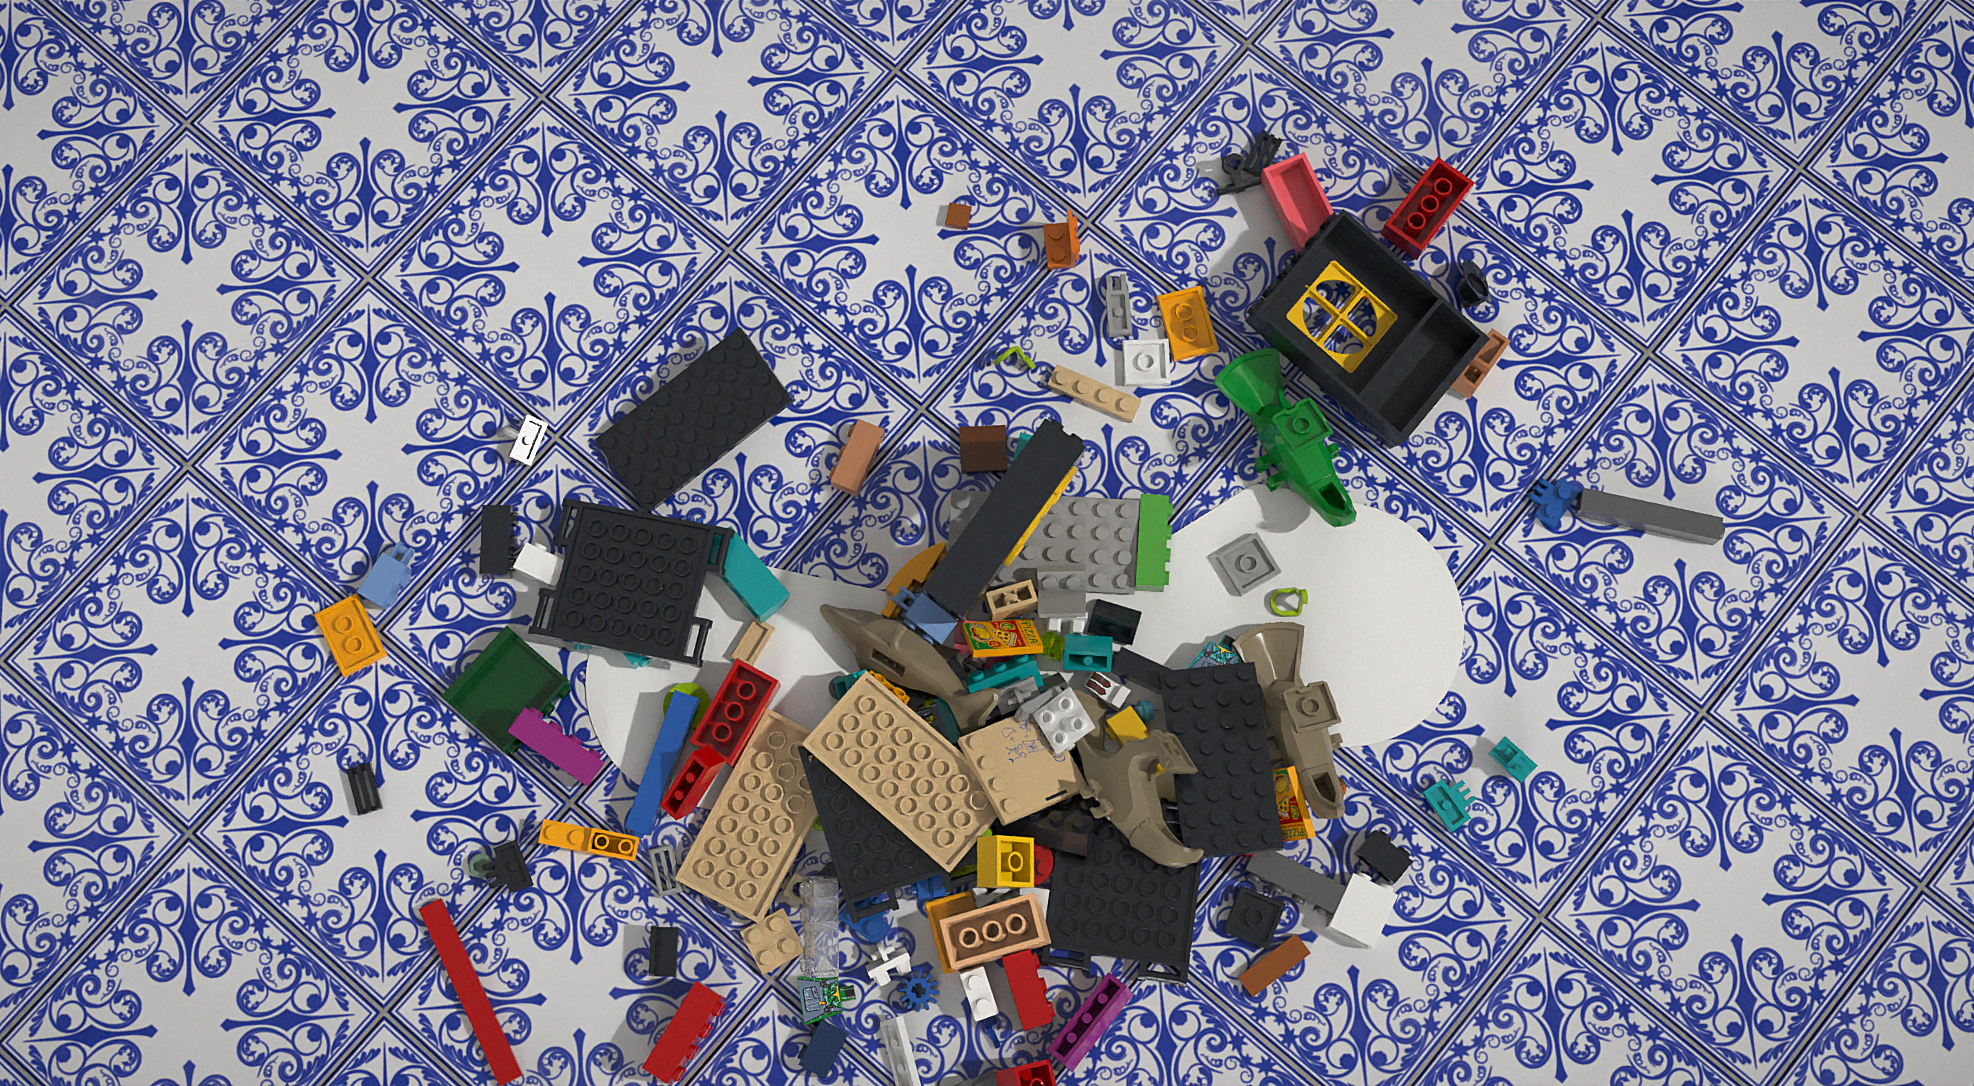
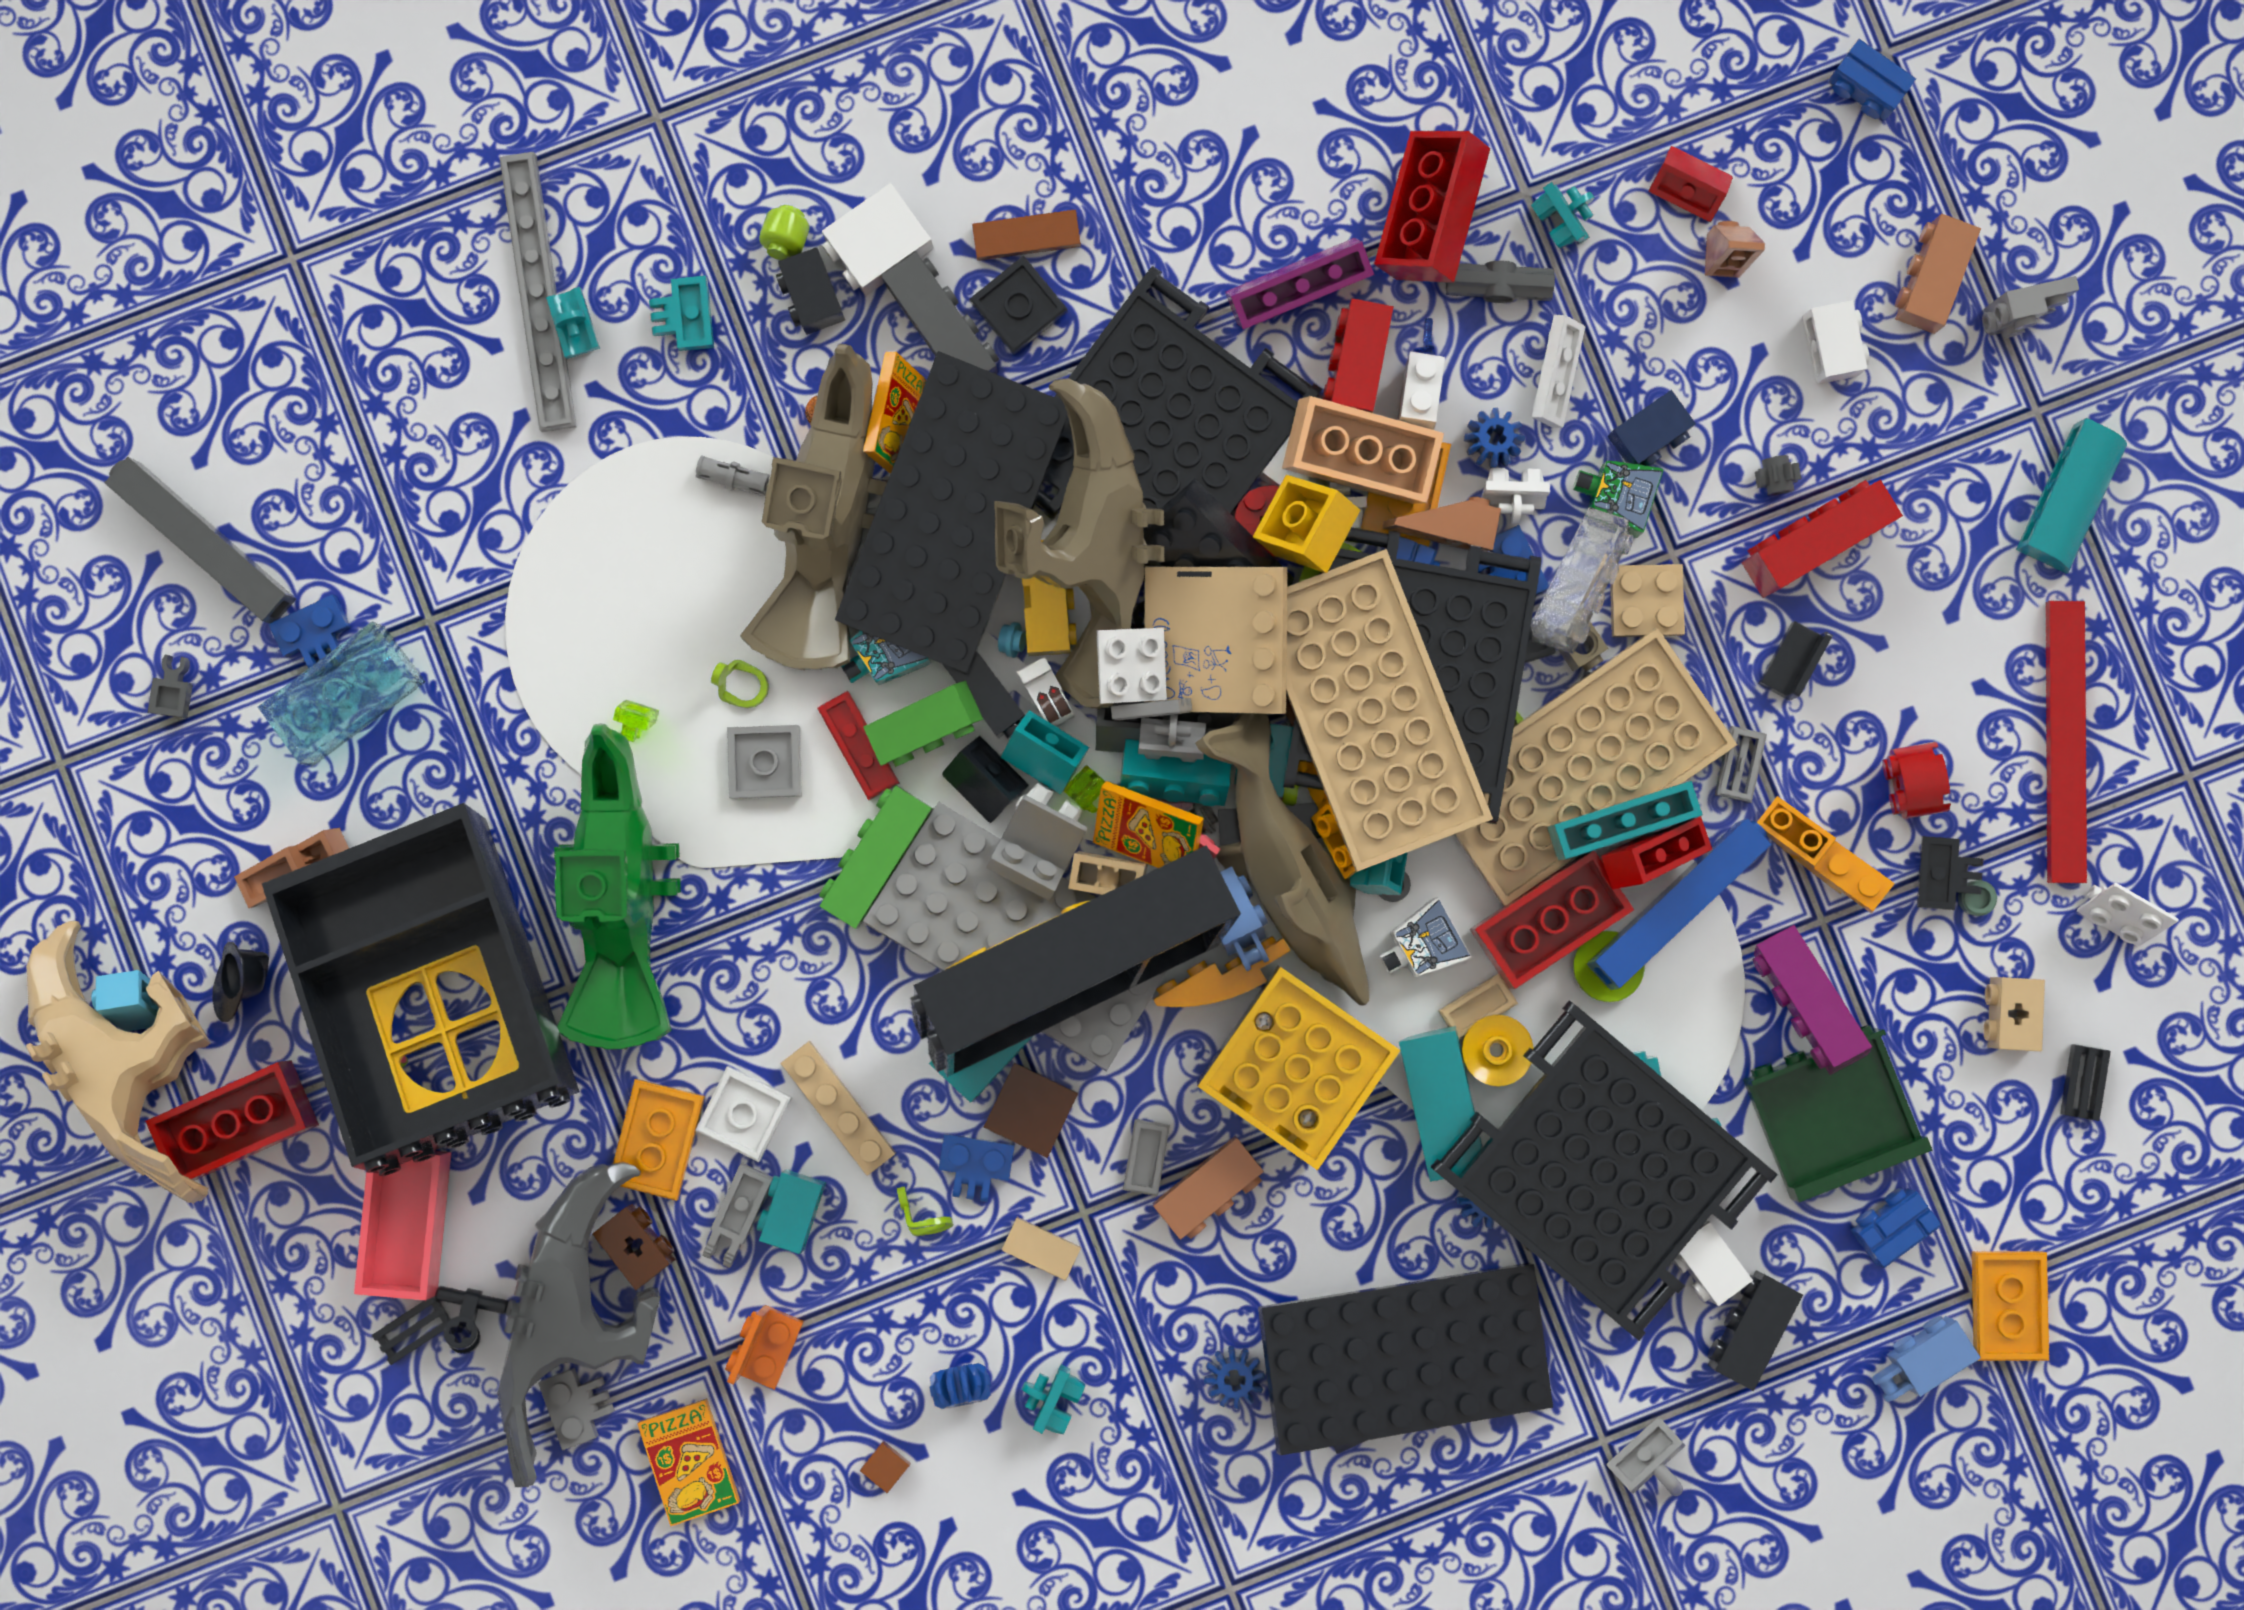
camera: 150 degrees left, 10 degrees up
(378, 900) = (2125, 914): none -> white hinge
(417, 797) = (2018, 1032): none -> tan brick
(441, 643) = (1895, 1226): none -> blue brick
(553, 914) = (1918, 780): none -> red brick
(721, 791) = (1624, 820): none -> teal brick
(729, 610) = (1507, 1066): none -> yellow dish
(730, 1062) = (1778, 475): none -> dark grey gear
(791, 354) = (1224, 1385): none -> blue gear
(803, 662) = (1425, 942): none -> torso
(842, 548) = (1297, 1067): none -> yellow piece
(881, 308) = (1062, 1385): none -> teal hips
(902, 457) = (1146, 1157): none -> light grey tile
(917, 922) = (1453, 525): none -> nougat slope
(935, 376) = (1041, 1248): none -> tan tile
(940, 277) = (960, 1386): none -> blue gear
(998, 403) = (975, 1163): none -> blue hinge
(1068, 163) = (688, 1462): none -> tile
(1088, 322) = (791, 1211): none -> teal brick
(1149, 160) = (574, 1407): none -> light grey hinge
(1157, 250) = (618, 1236): none -> reddish brown brick
(1167, 630) = (924, 724): none -> bright green brick
(1186, 196) = (556, 1311): none -> dark grey animal
(1199, 602) = (847, 729): none -> red tile
(1337, 547) = (634, 718): none -> clear neon green tile
(1365, 720) = (732, 475): none -> light grey pin
(1420, 884) = (784, 232): none -> lime head
(1513, 471) = (341, 694): none -> clear light blue brick
(1515, 197) = (105, 1067): none -> tan animal
(1524, 241) = (124, 1000): none -> medium azure brick
(1548, 772) = (536, 283): none -> light grey tile
(1611, 421) = (171, 694): none -> dark grey plate

